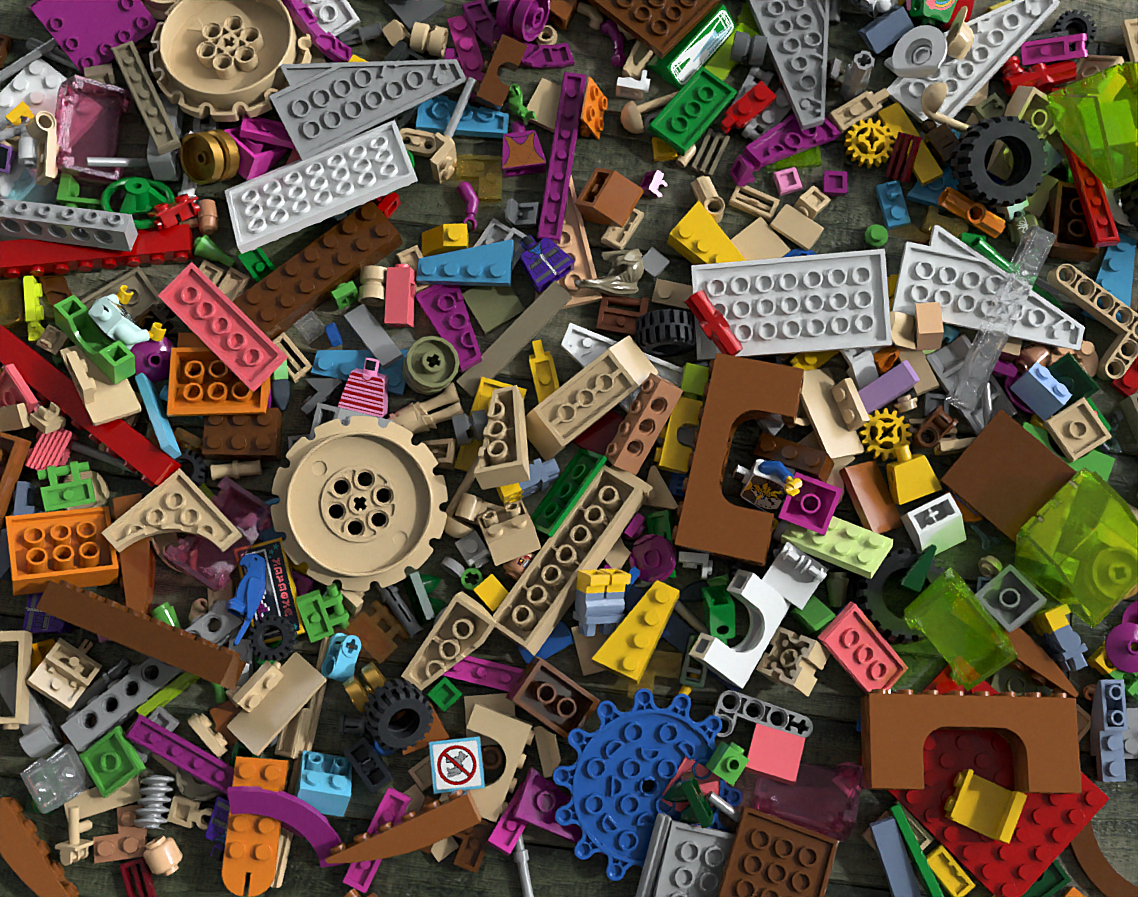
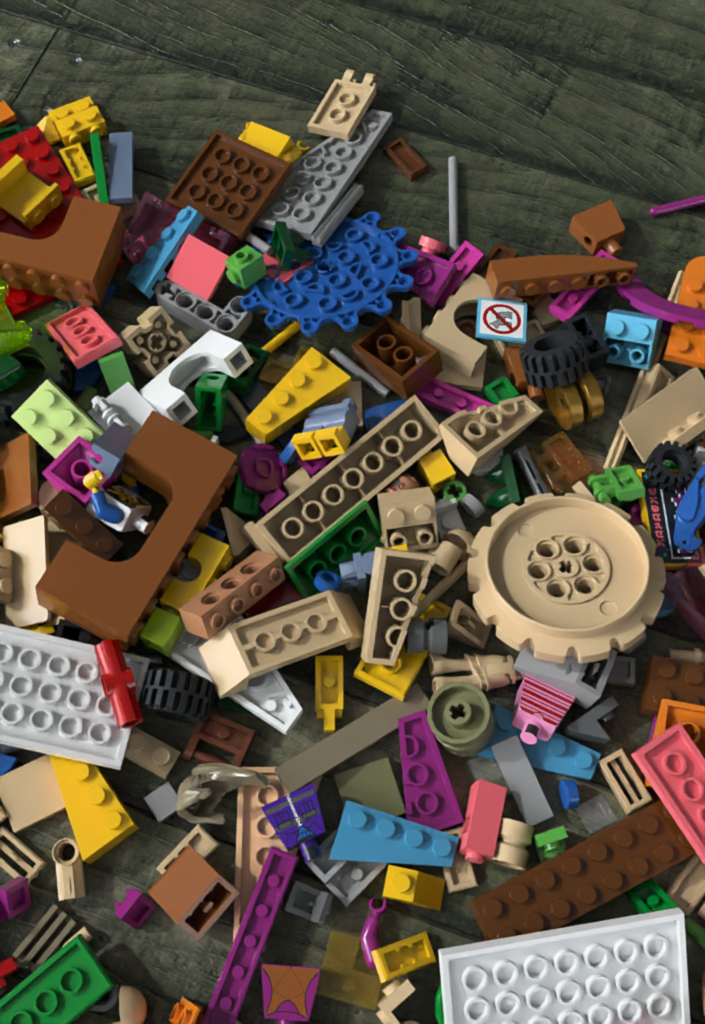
camera: 165 degrees left, 10 degrees down
(280, 386) = (637, 737): black piece -> none
(340, 659) = (601, 443): medium azure piece -> none
(443, 192) = (403, 956): none -> yellow plate
(543, 848) = (432, 246): none -> coral plate
(567, 461) = (327, 580): none -> blue tile
(599, 694) = (360, 372): none -> light grey bar
(662, 151) = (108, 956): yellow tile -> none
(787, 522) = (112, 448): none -> sand blue hinge
(817, 768) = (164, 251): none -> dark azure wing

